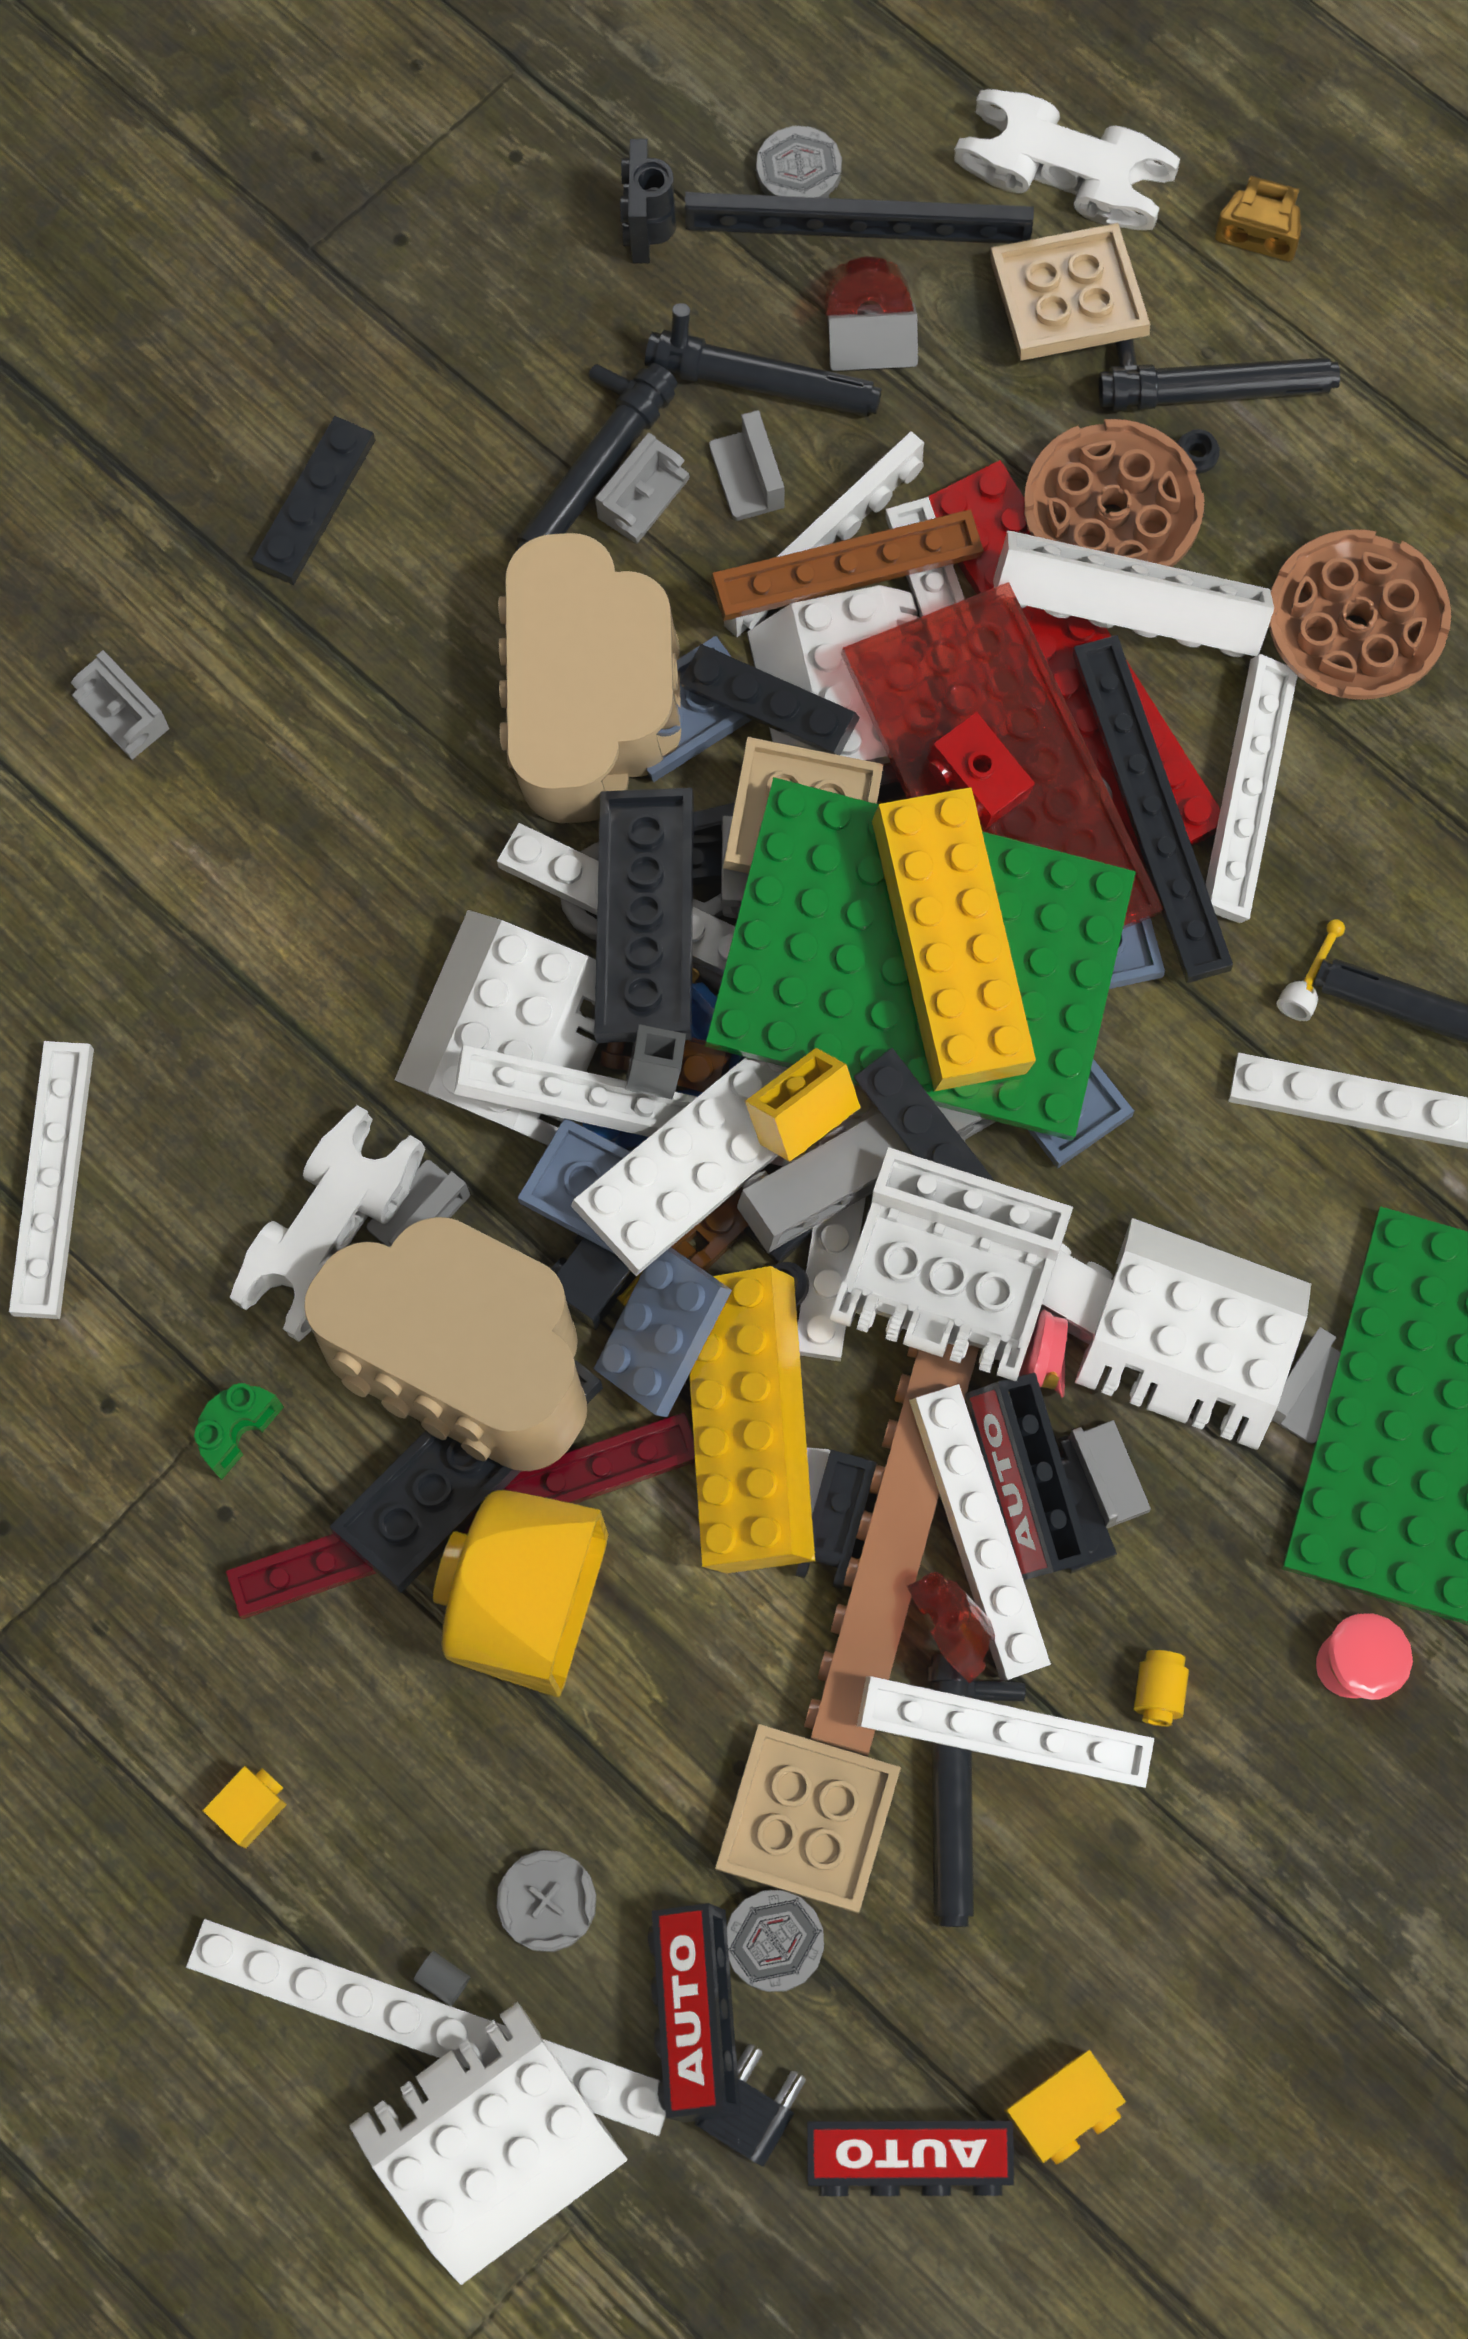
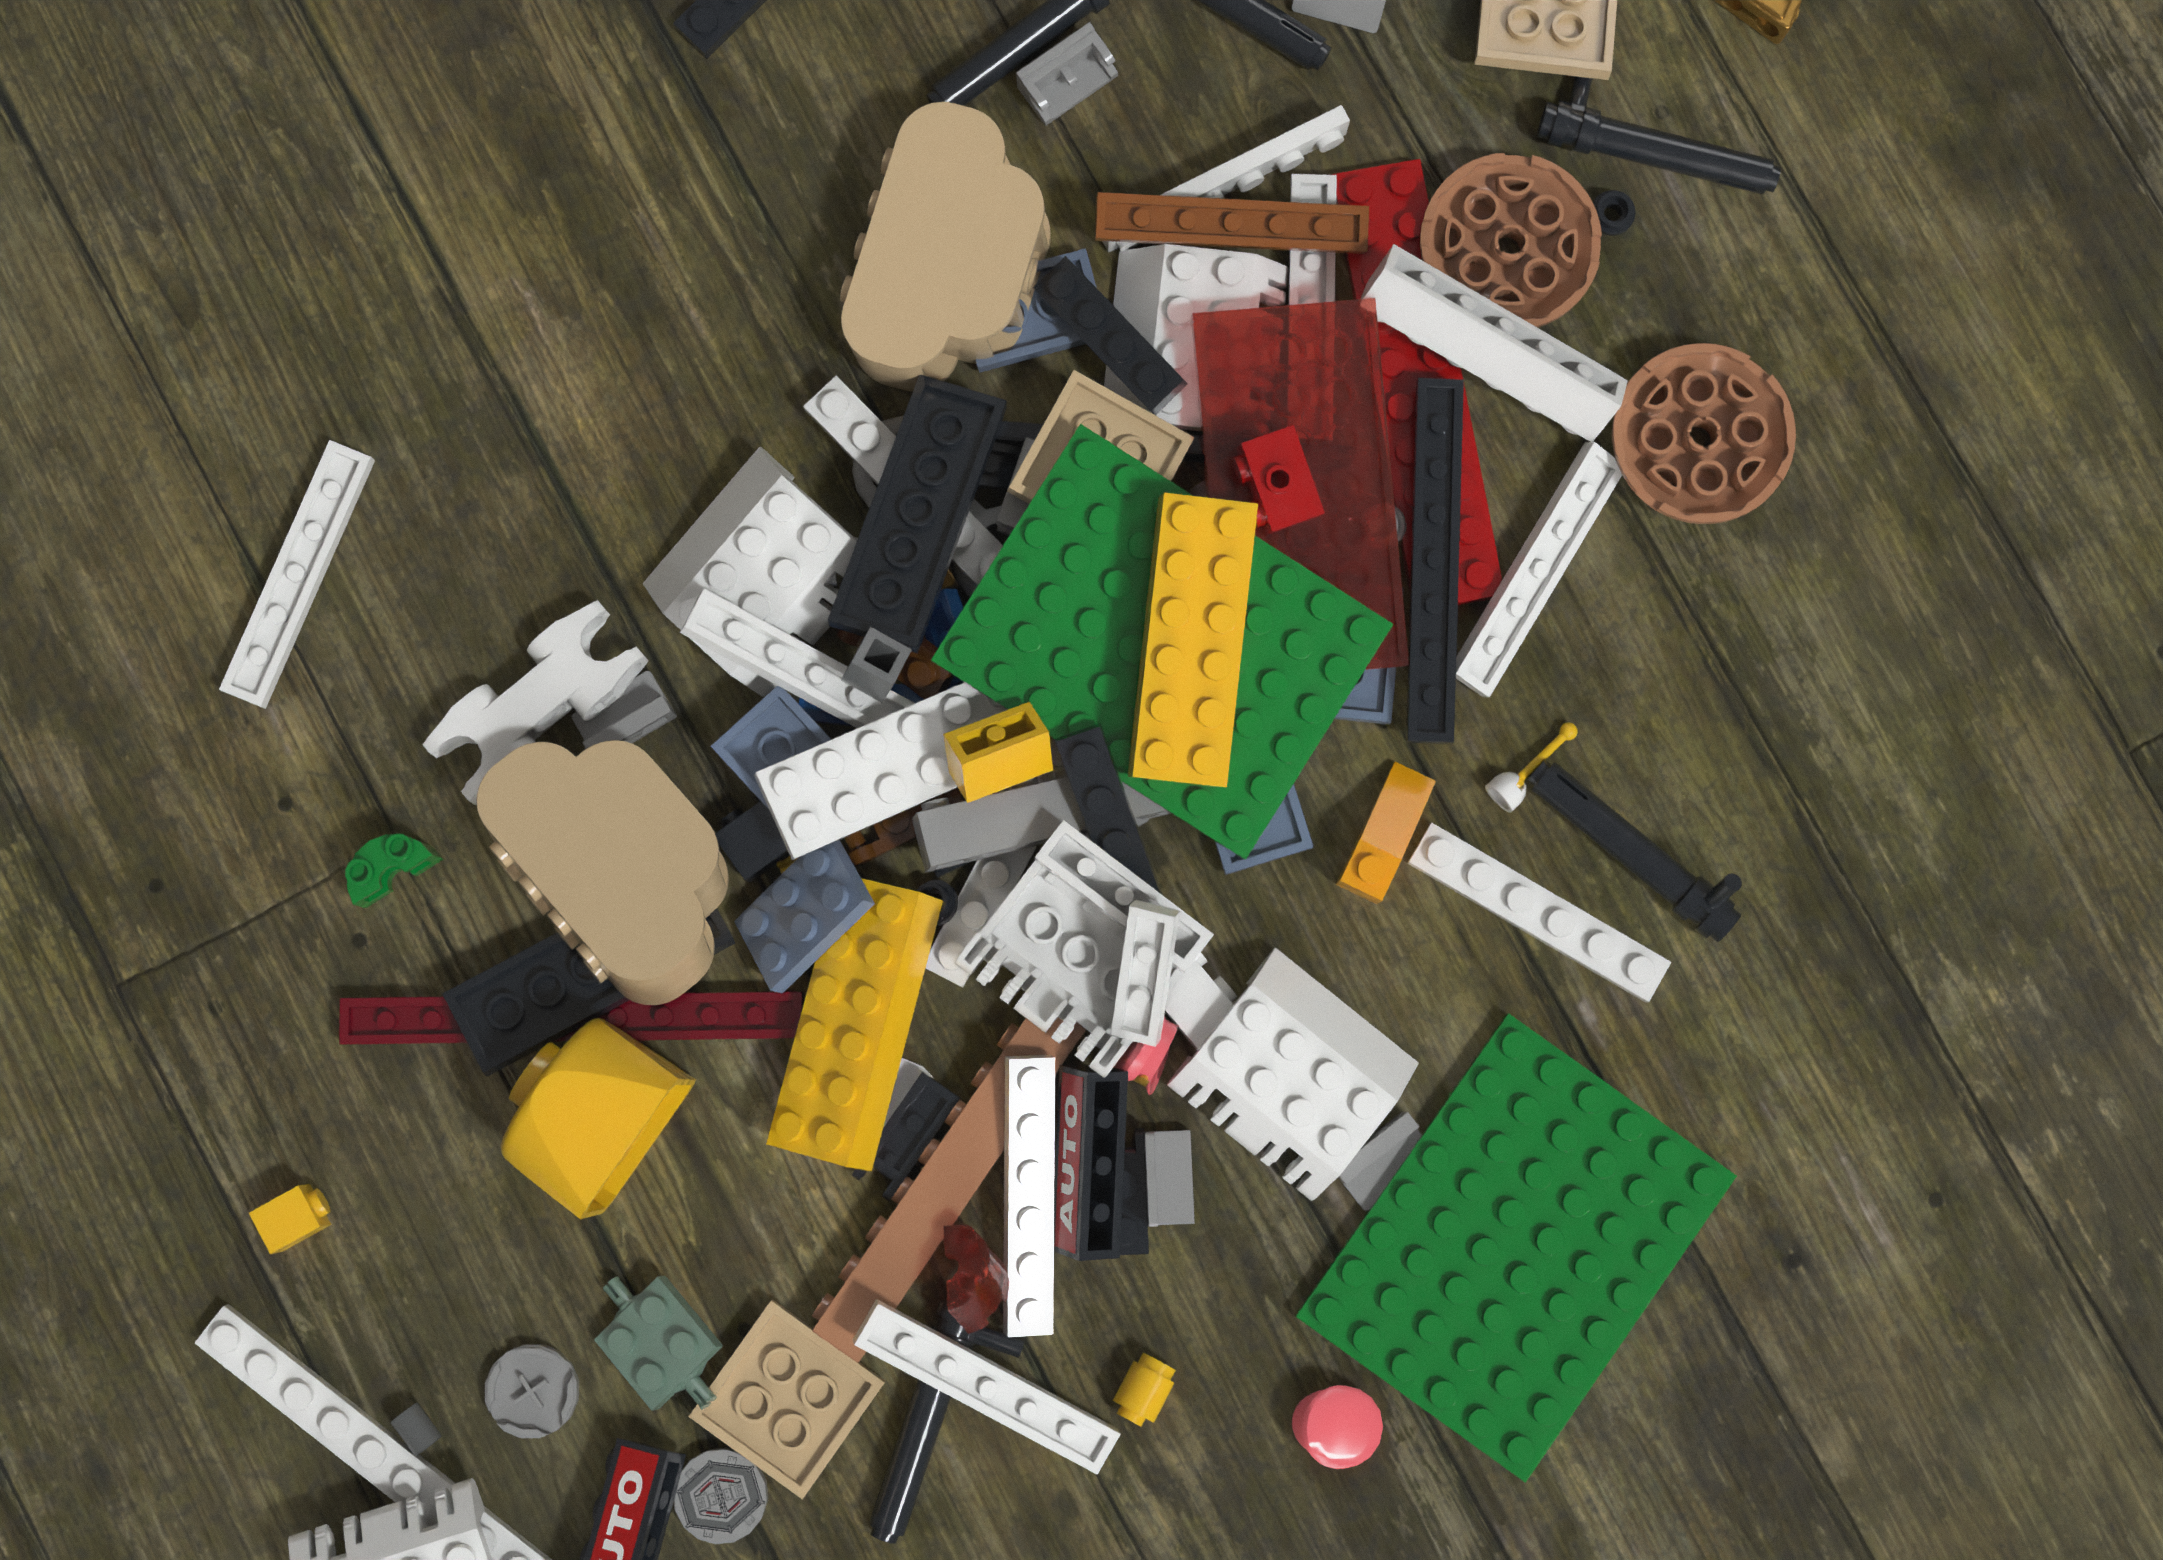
camera: 15 degrees right, 10 degrees up
(118, 705) = (501, 129): light grey hinge -> none
(660, 1805) = (658, 1343): none -> sand green plate
(748, 470) = (1174, 88): light grey panel -> none
(1020, 1263) = (1145, 972): none -> white plate
(1198, 1080) = (1386, 833): none -> light orange slope

